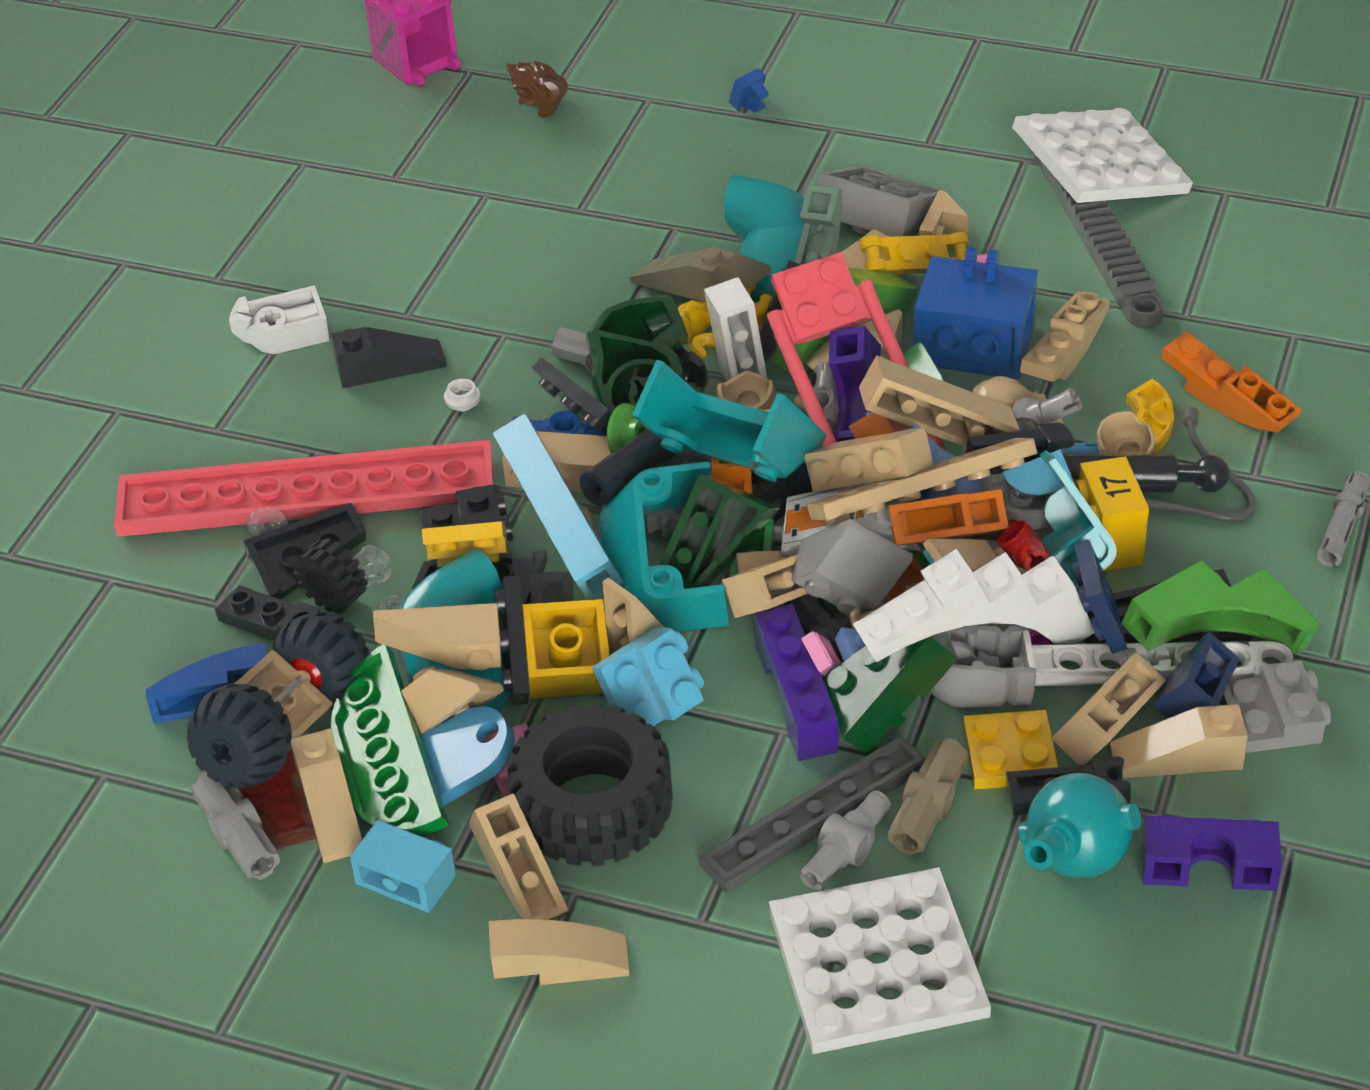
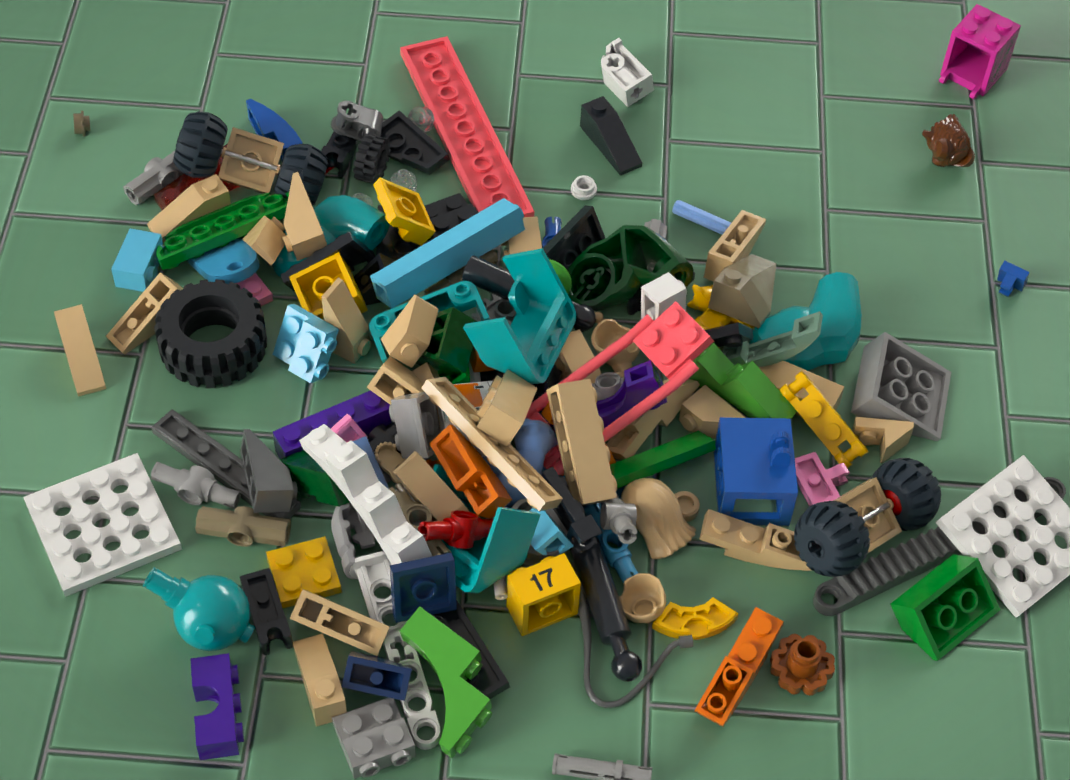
camera: 70 degrees right, 10 degrees up
(71, 919) = (81, 123): none -> dark tan plate
(259, 577) = (357, 121): none -> dark grey piece
(564, 299) = (700, 217): none -> light blue axle
(627, 273) = (734, 243): none -> tan slope
(705, 543) = (411, 331): none -> tan slope
(859, 750) = (266, 476): none -> dark grey slope
(1091, 262) = (841, 532): none -> black plate
(1171, 226) = (946, 605): none -> green slope
(1233, 337) = (802, 664): none -> dark orange plant

